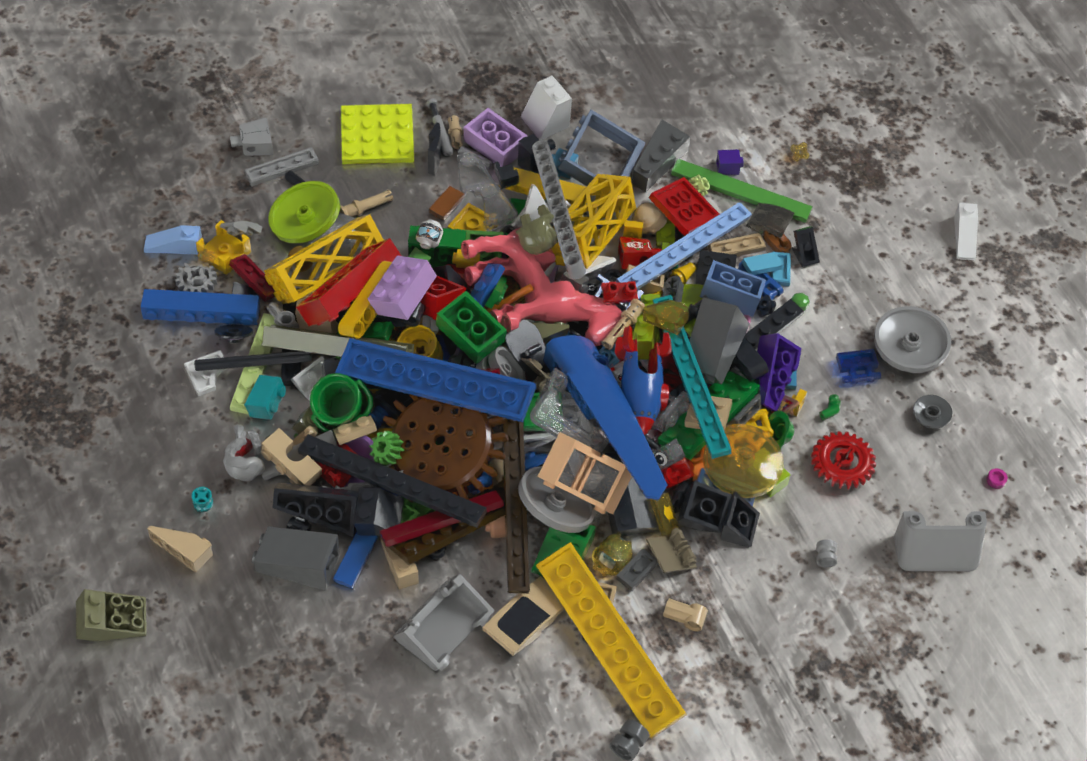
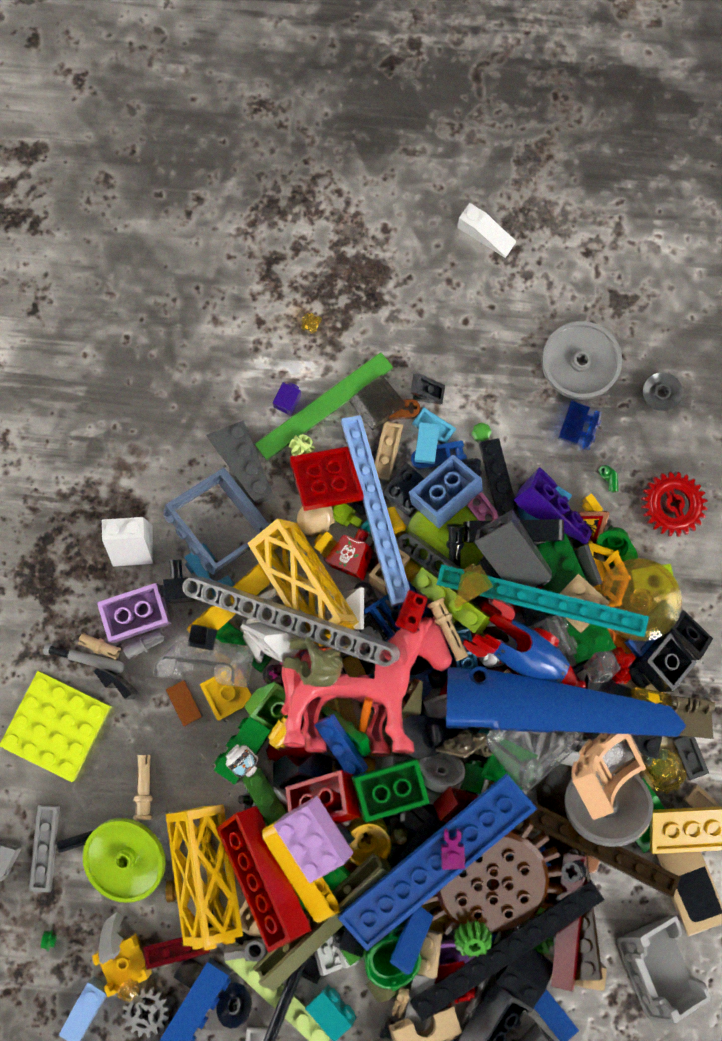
camera: 55 degrees left, 25 degrees up
(214, 196) = (48, 940): none -> green plate
(362, 396) = (411, 940): none -> blue tile
(450, 380) = (453, 853): none -> magenta plate
(486, 493) = (569, 874): none -> black bush
(533, 460) = (543, 793): blue dish -> none

